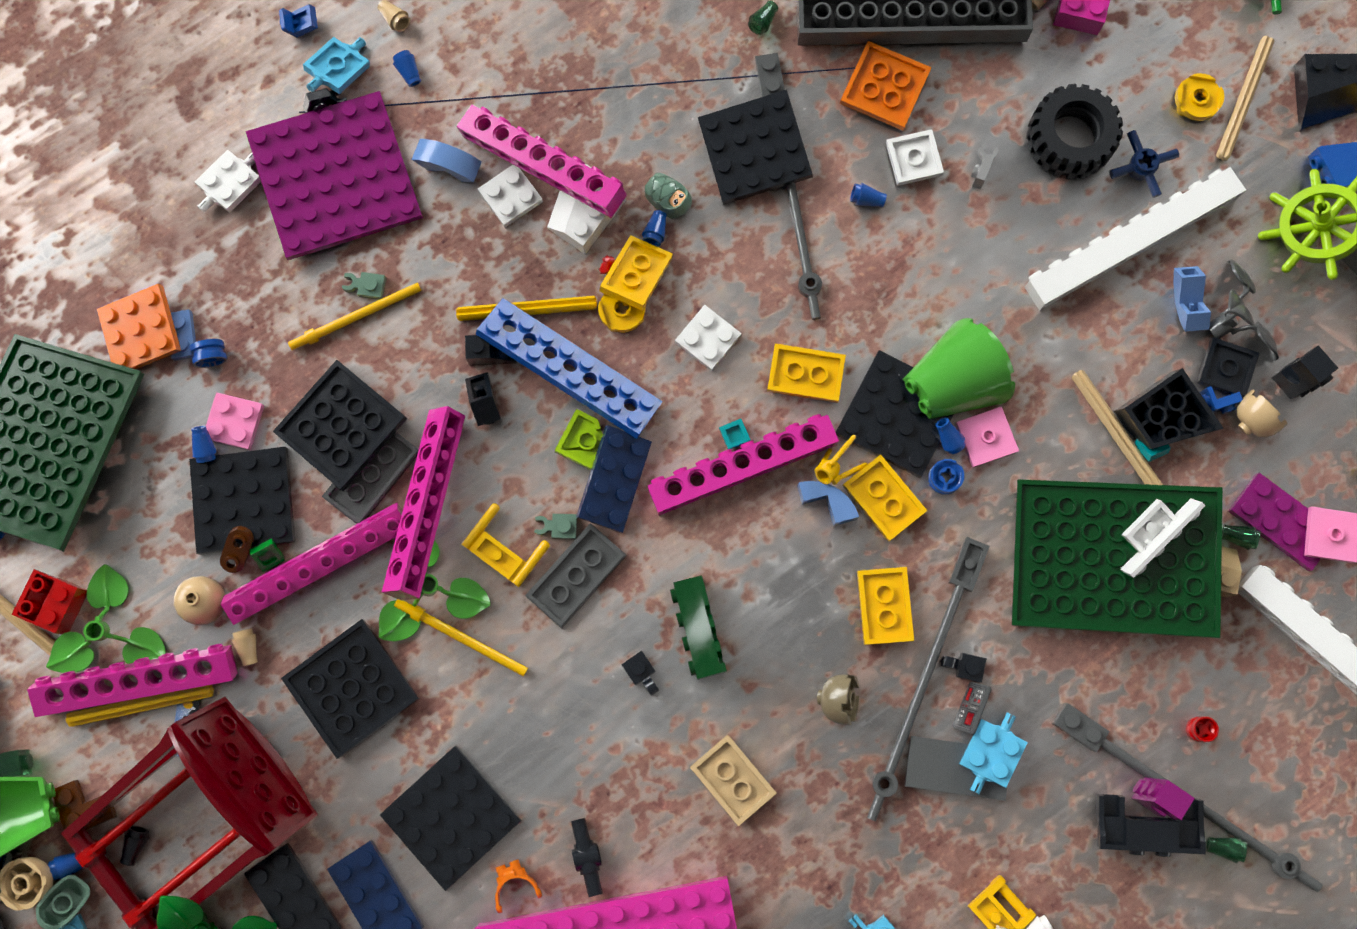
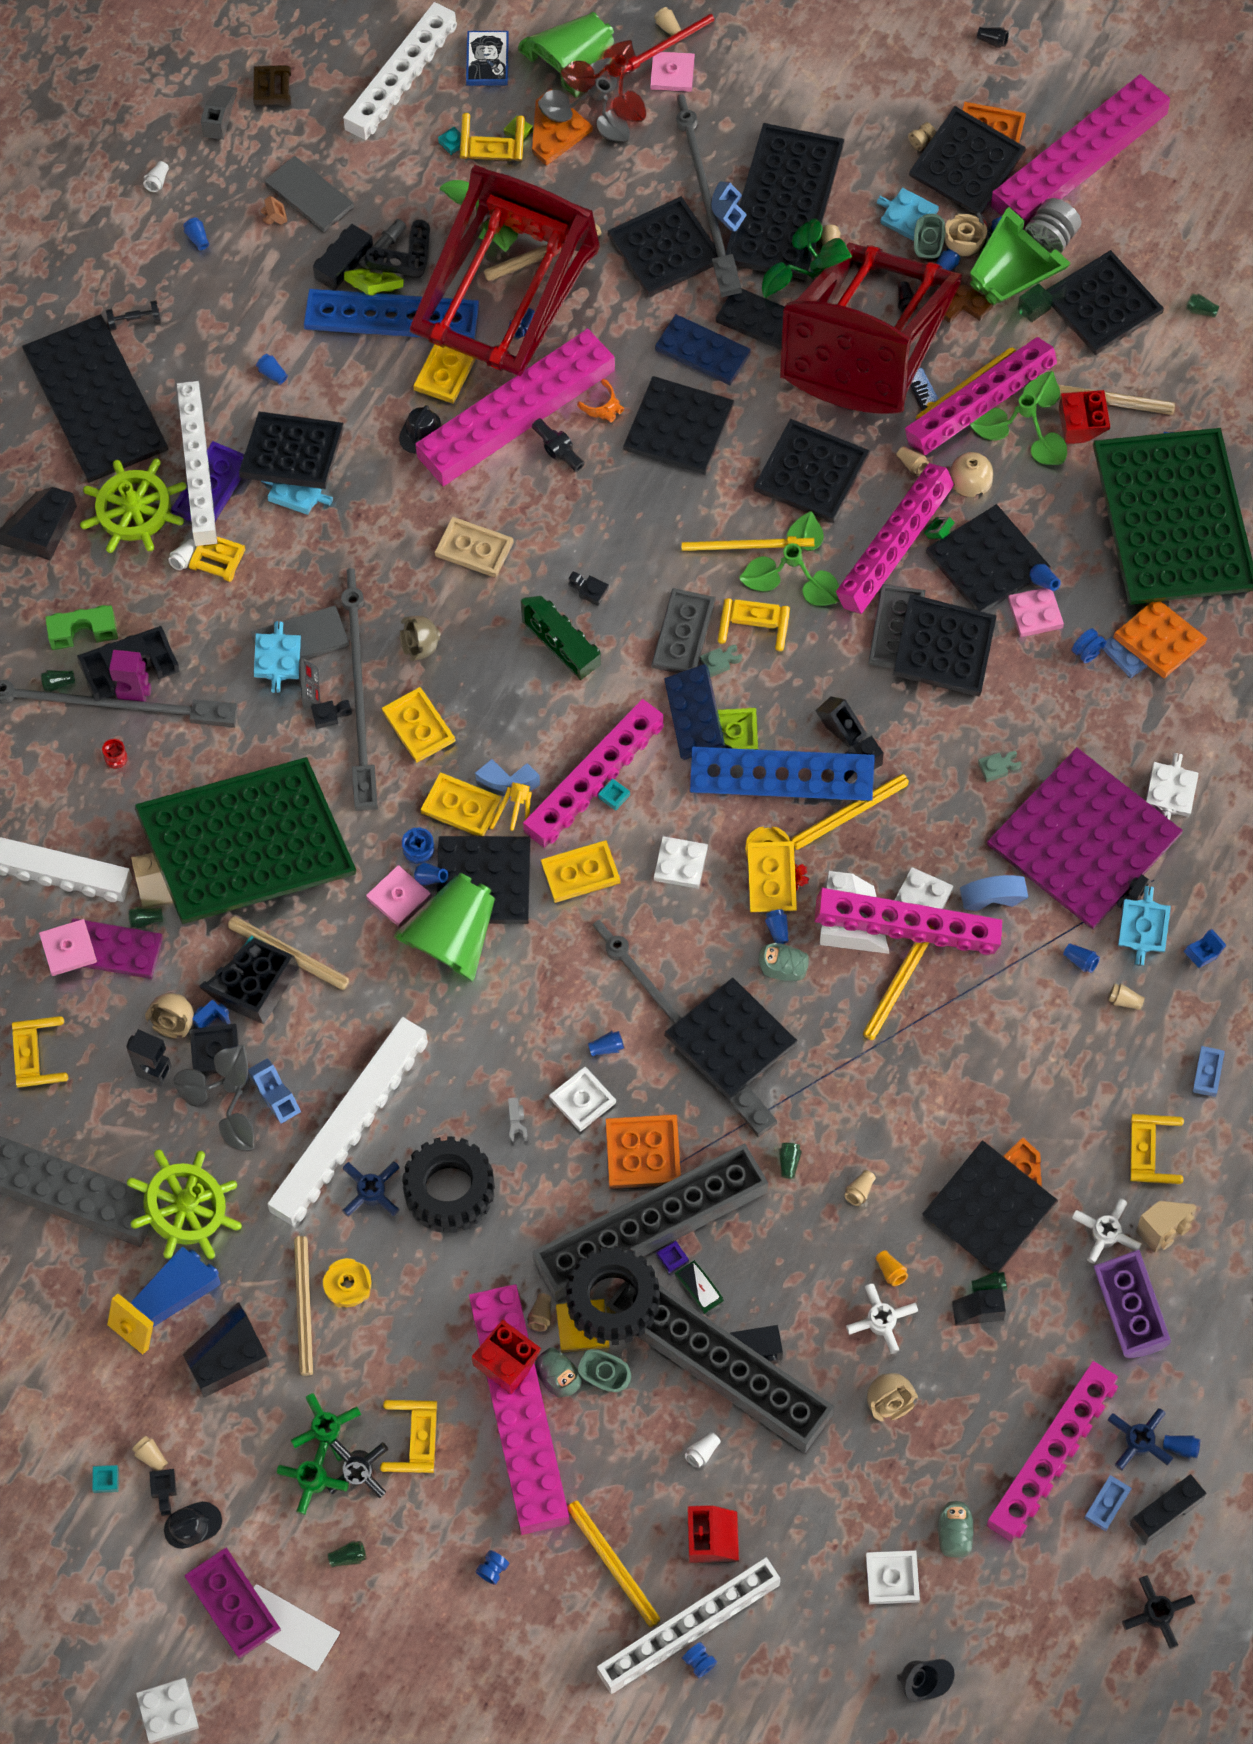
camera: 150 degrees right, 15 degrees down
(236, 551) = (965, 518): reddish brown plate -> none
(312, 336) = (1014, 705): yellow bar -> none
(423, 504) = (834, 611): dark pink brick -> none
(592, 118) = (895, 989): none -> yellow axle
(1155, 530) = (223, 860): white bracket -> none
(1200, 904) = (64, 626): none -> bright green arch

